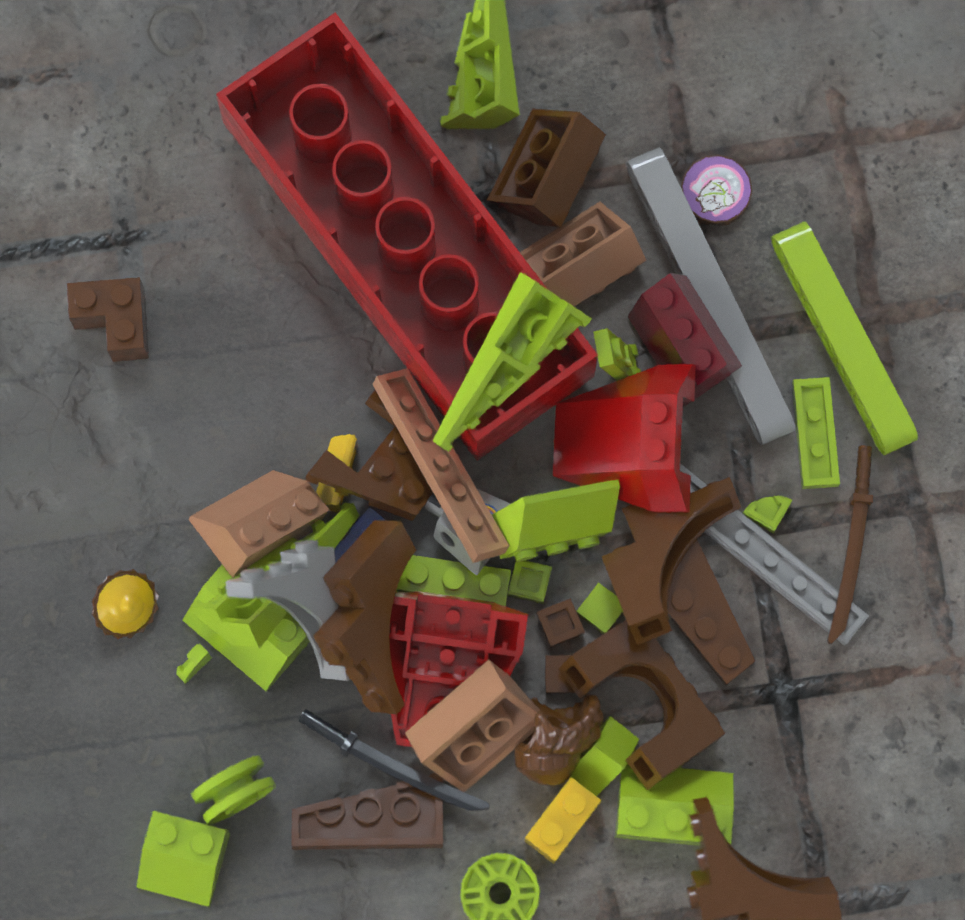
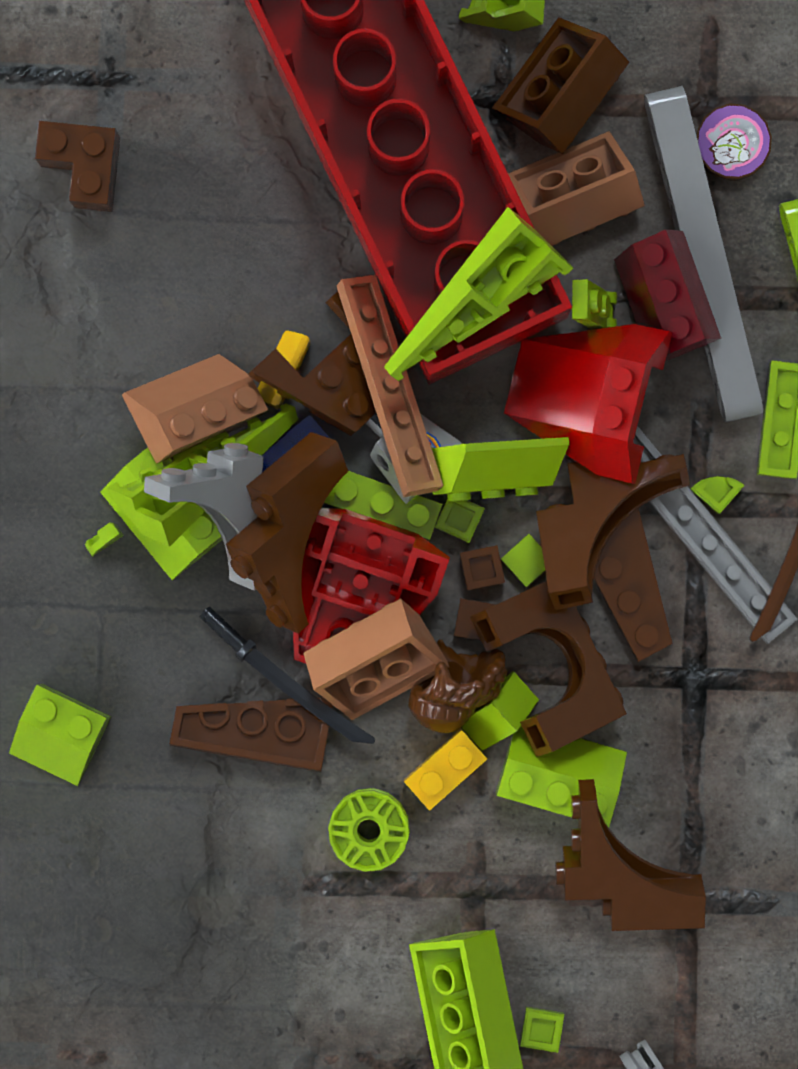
camera: 15 degrees right, 10 degrees up
(125, 604) = (43, 467): yellow piece -> none
(233, 790) = (120, 678): lime wheel -> none

